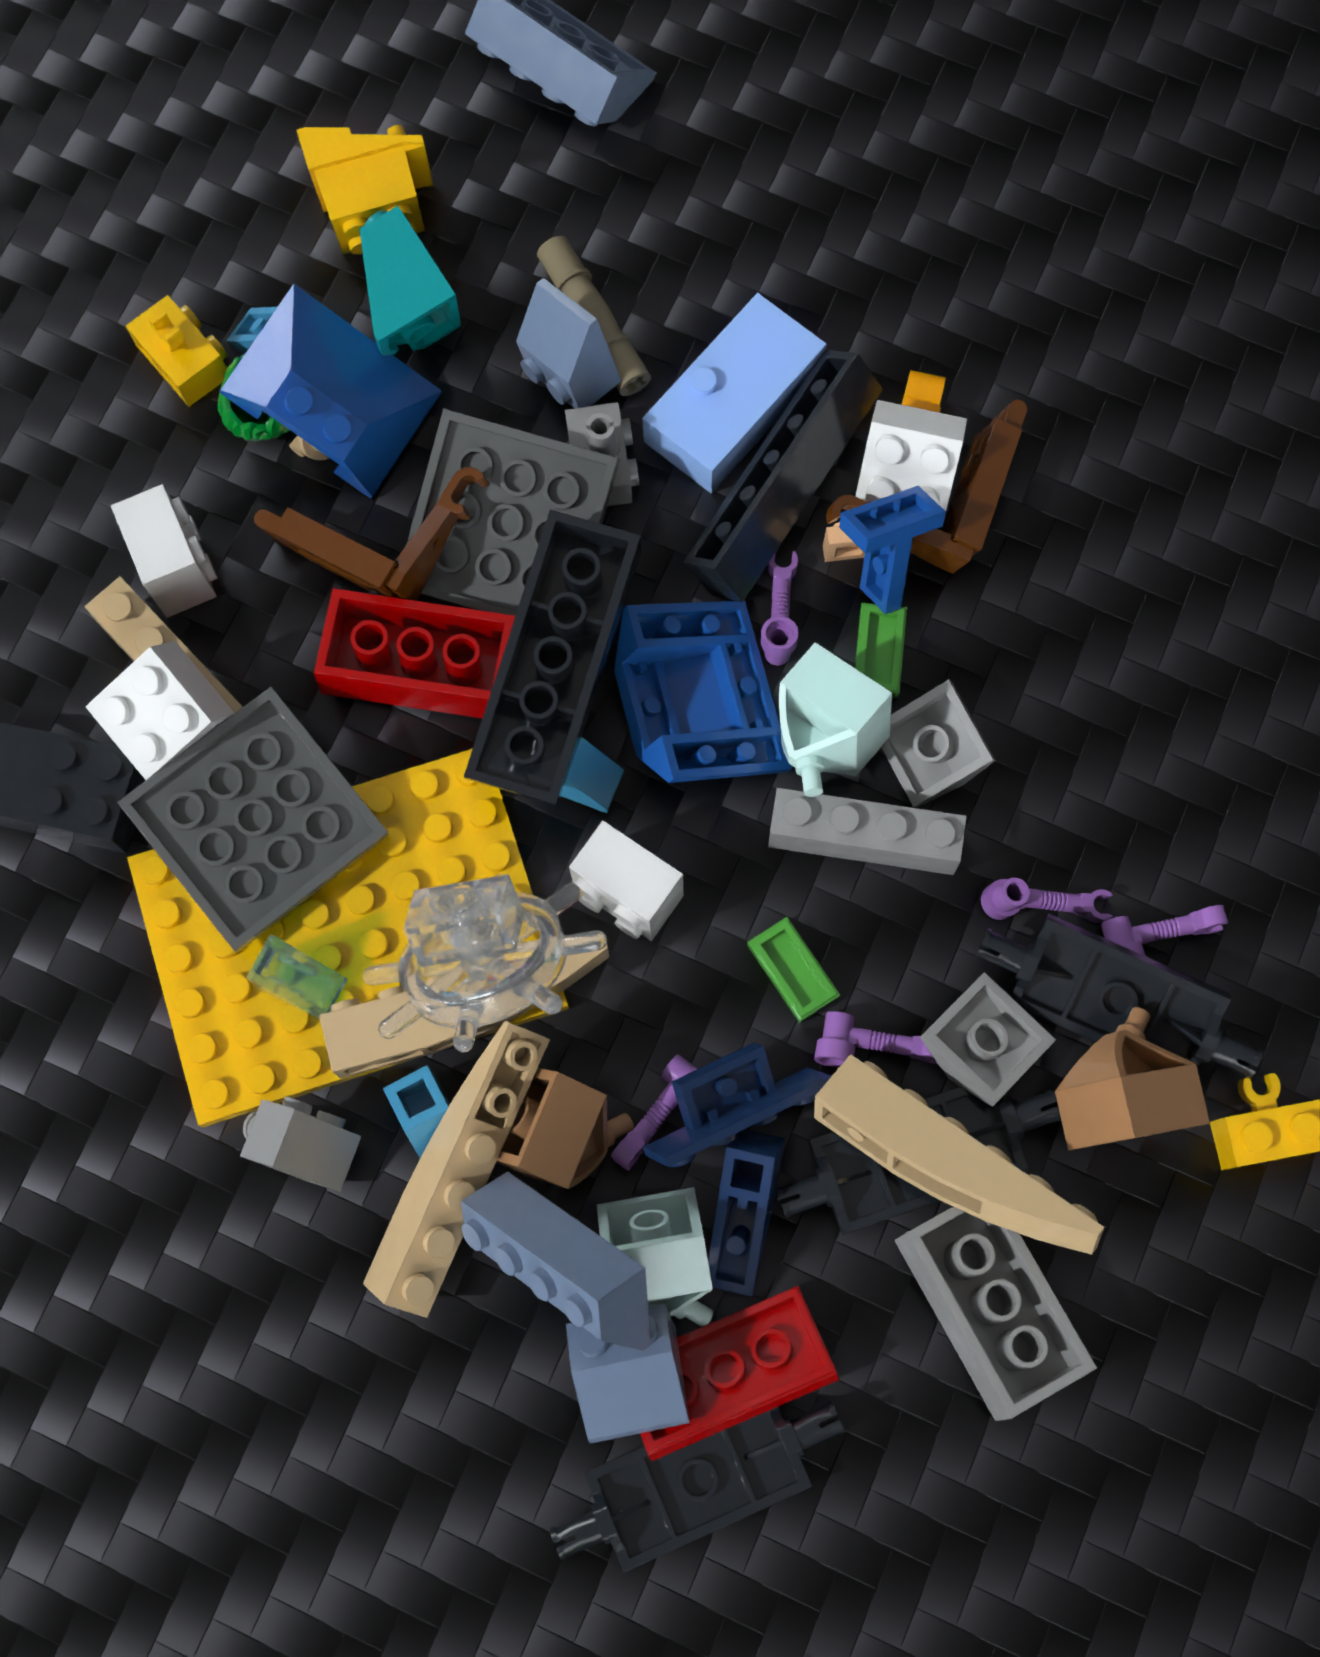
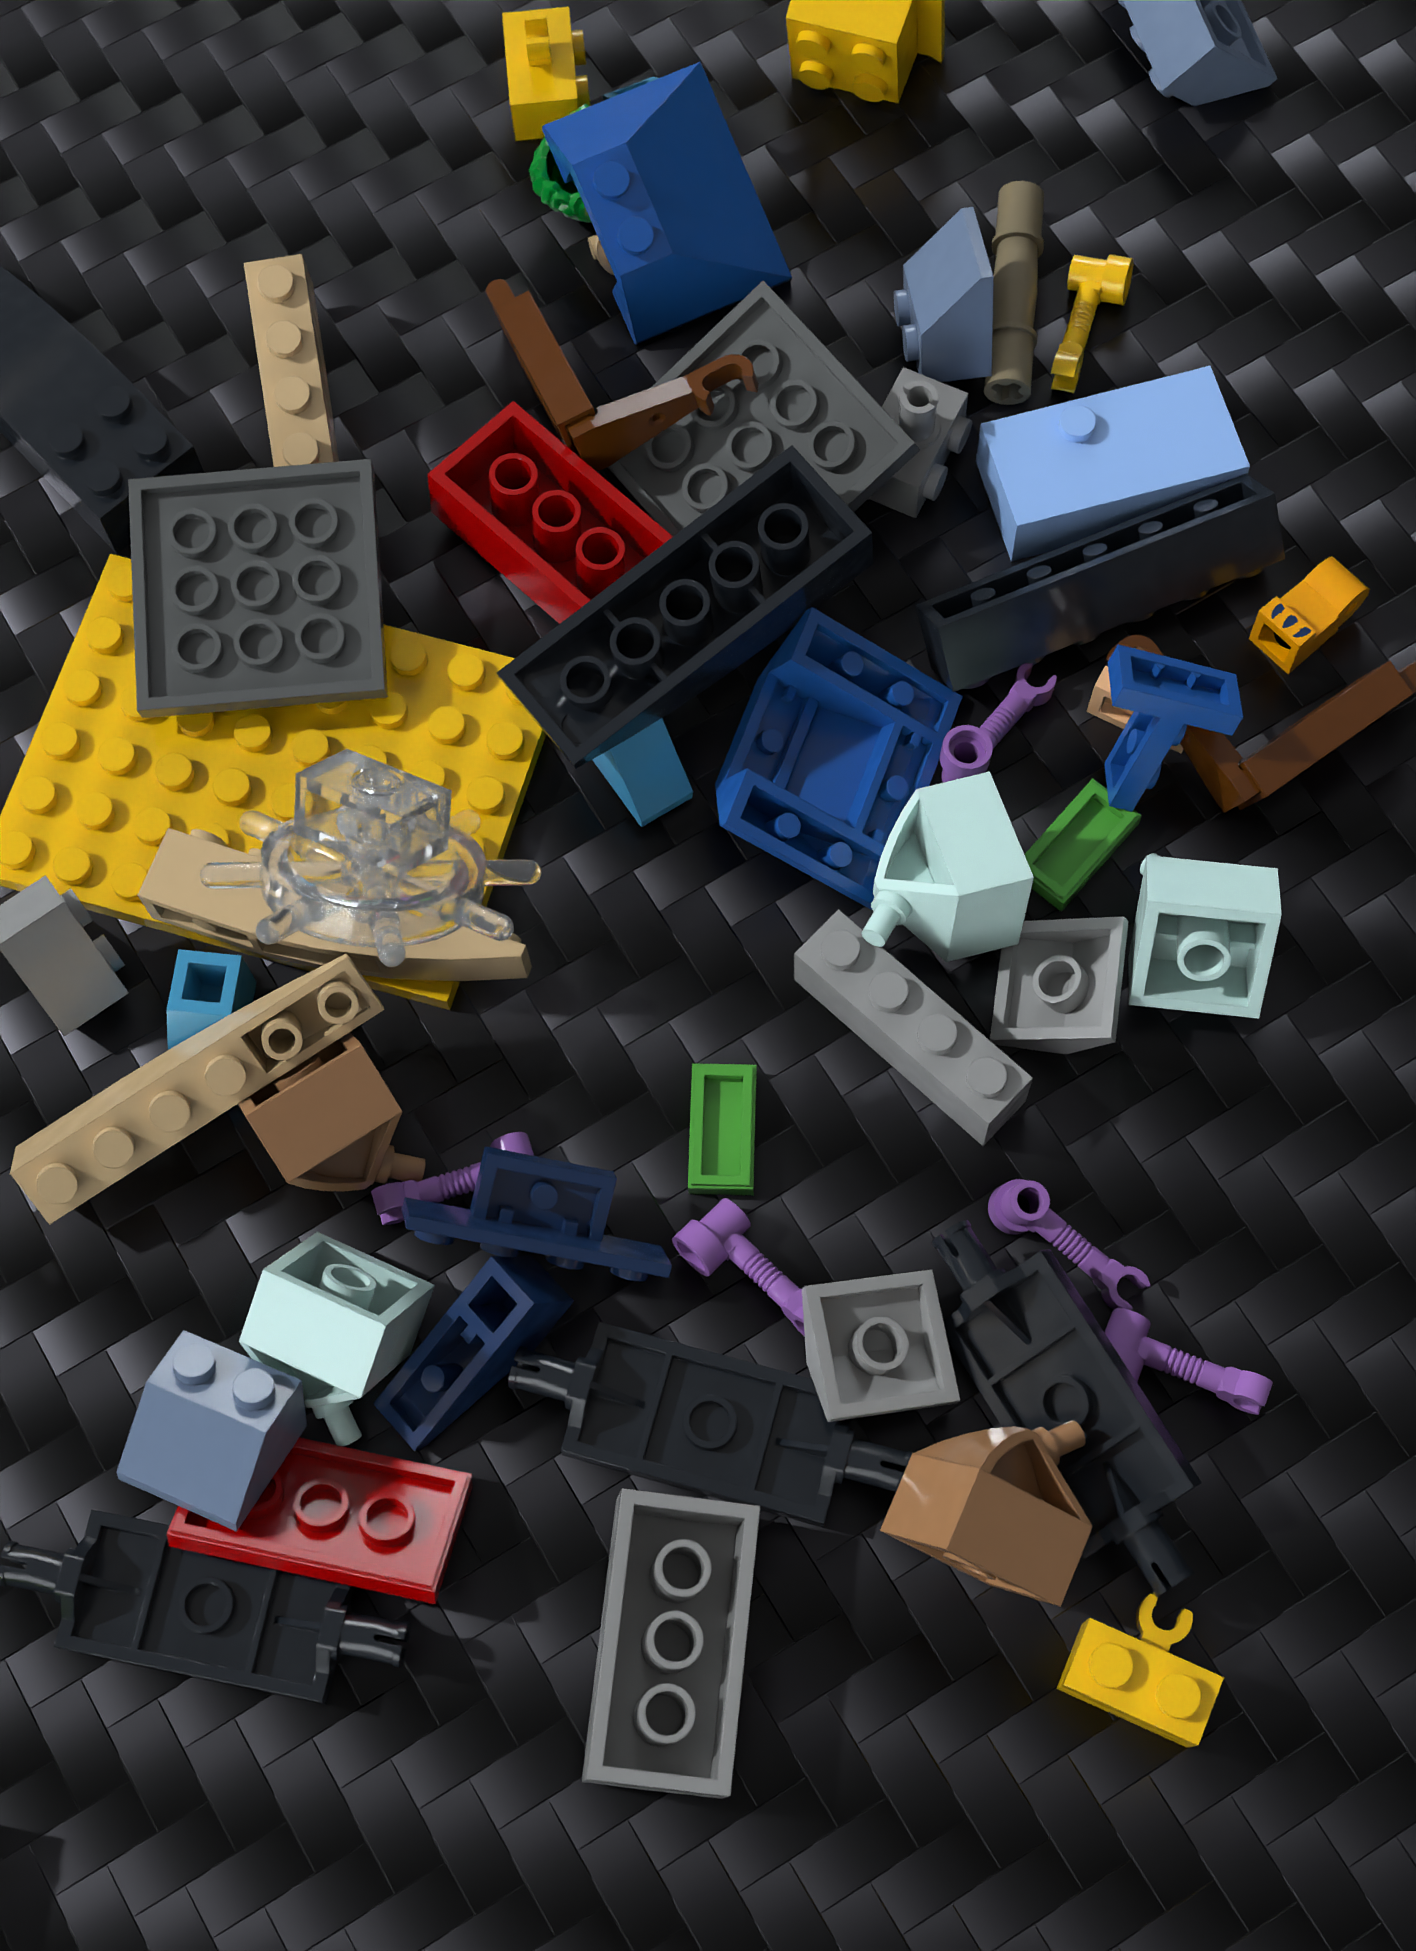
camera: 35 degrees right, 5 degrees down
(159, 708) = (240, 406): white brick -> none
(166, 550) = (373, 262): white brick -> none
(295, 978) = (176, 774): clear light blue slope -> none
(404, 285) = (815, 136): teal slope -> none
(560, 1260) = (212, 1249): sand blue slope -> none
(626, 882) = (597, 906): white brick -> none
(640, 277) = (1095, 283): none -> yellow brick
(910, 450) = (1266, 637): white brick -> none
(946, 1161) = (724, 1438): tan slope -> none
(1002, 660) = (1203, 936): none -> light aqua piece

